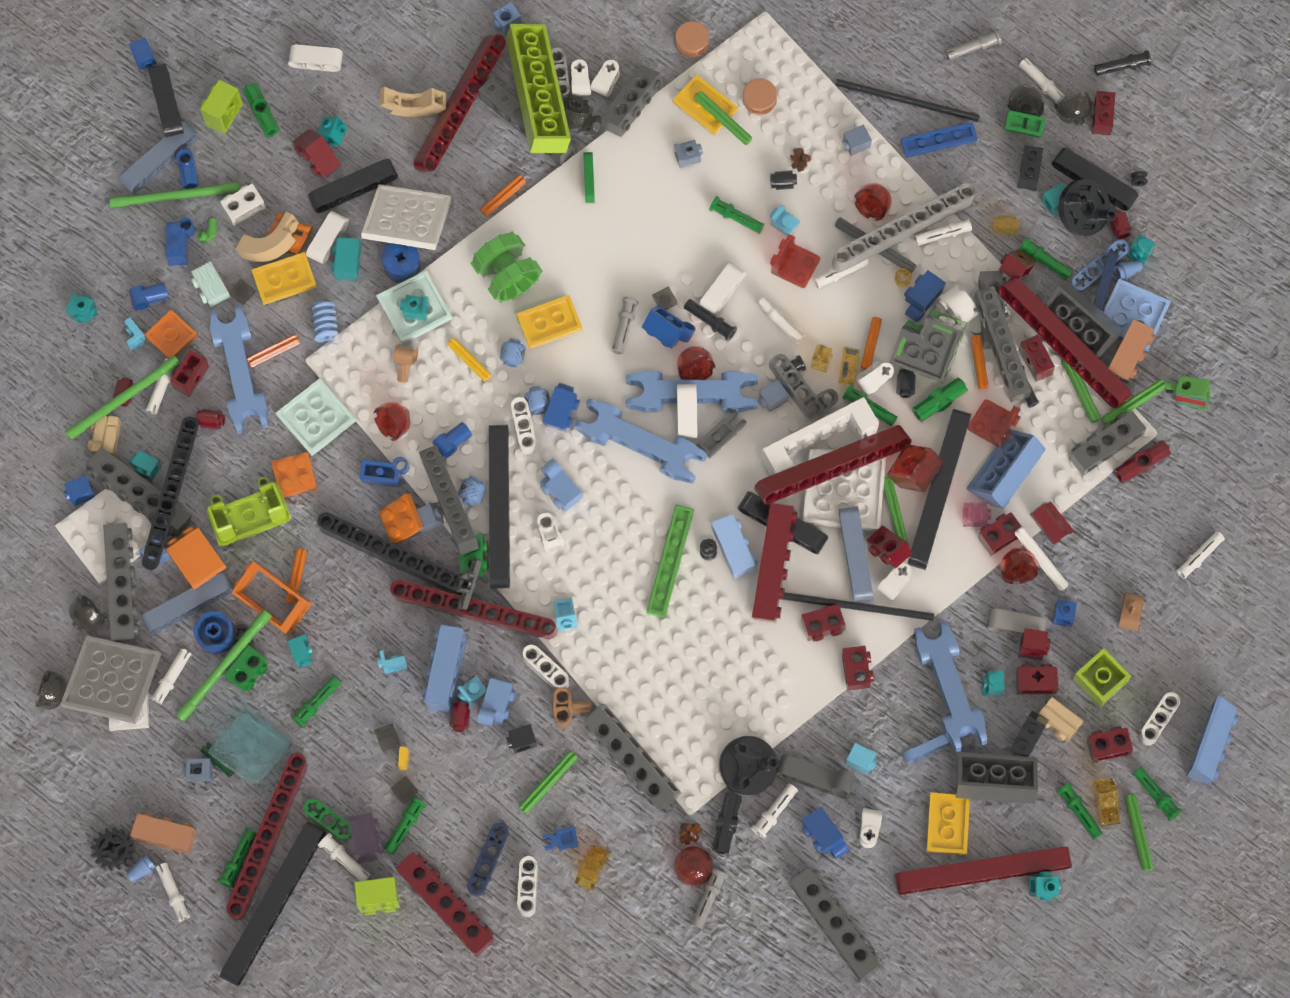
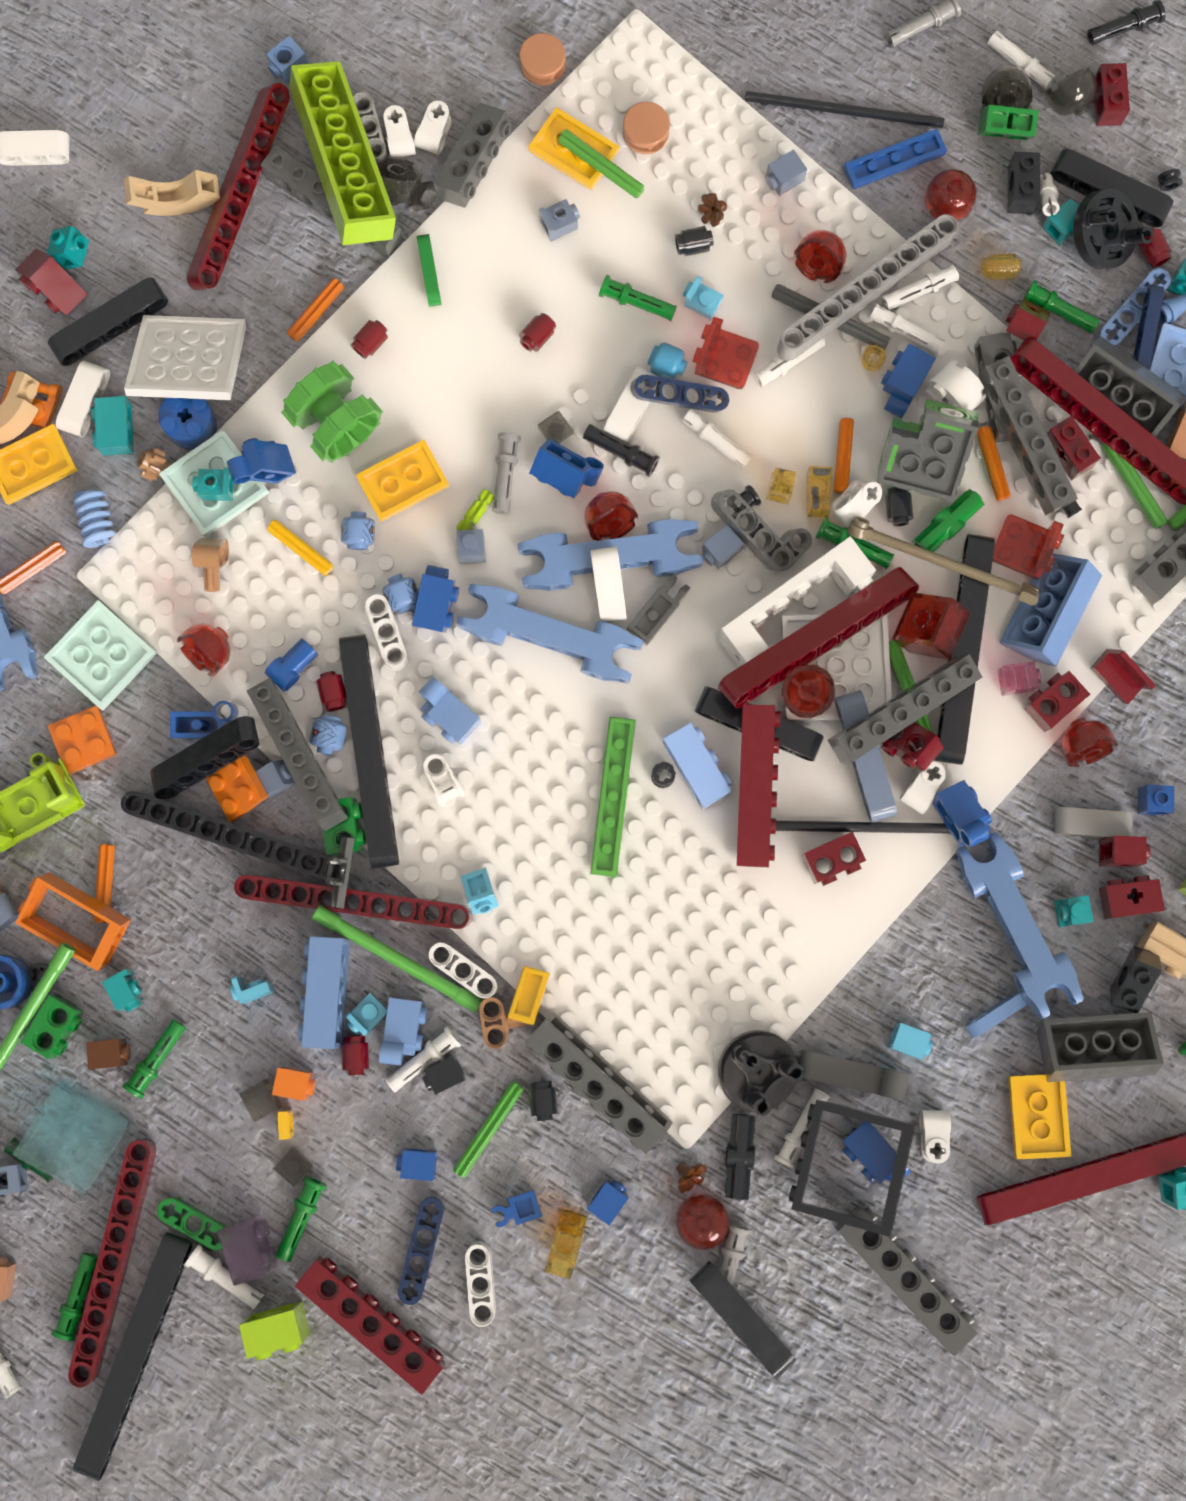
camera: 10 degrees left, 10 degrees up
(283, 693) = (108, 1053): none -> reddish brown brick
(371, 288) = (152, 463): none -> medium nougat gear
(382, 494) = (204, 757): none -> black beam
(413, 731) = (294, 1083): none -> orange brick
(451, 296) = (261, 462): none -> blue hinge
(478, 461) = (331, 691): none -> dark red brick
(494, 798) = (417, 1164): none -> blue brick
(516, 721) = (432, 1052): none -> white pin
(539, 220) = (369, 338): none -> dark red brick
(540, 685) = (458, 994): none -> bright green piece
(590, 690) = (528, 995): none -> yellow tile
(590, 765) = (543, 1100): none -> black brick
(592, 373) = (471, 546): none -> sand blue brick
(598, 350) = (476, 510): none -> lime axle
(627, 841) = (608, 1201): none -> blue brick
(661, 230) = (537, 332): none -> dark red brick
(712, 934) = (742, 1320): none -> black beam
(751, 261) = (667, 361): none -> dark azure head
(757, 285) = (680, 389): none -> dark blue beam
(818, 500) = (808, 691): none -> clear red cylinder
(833, 848) = (803, 1167): none -> black window
(852, 668) = (881, 918): dark red brick -> none
(874, 394) = (860, 529): none -> dark tan hinge
(886, 520) = (904, 708): none -> dark grey brick
(920, 602) = (963, 814): none -> blue hinge
(928, 259) = (911, 331): none -> white pin
(977, 170) = (951, 194): none -> clear red cylinder
(1042, 559) = (1120, 732): white axle -> none
(1046, 177) = (1048, 195): none -> white pin

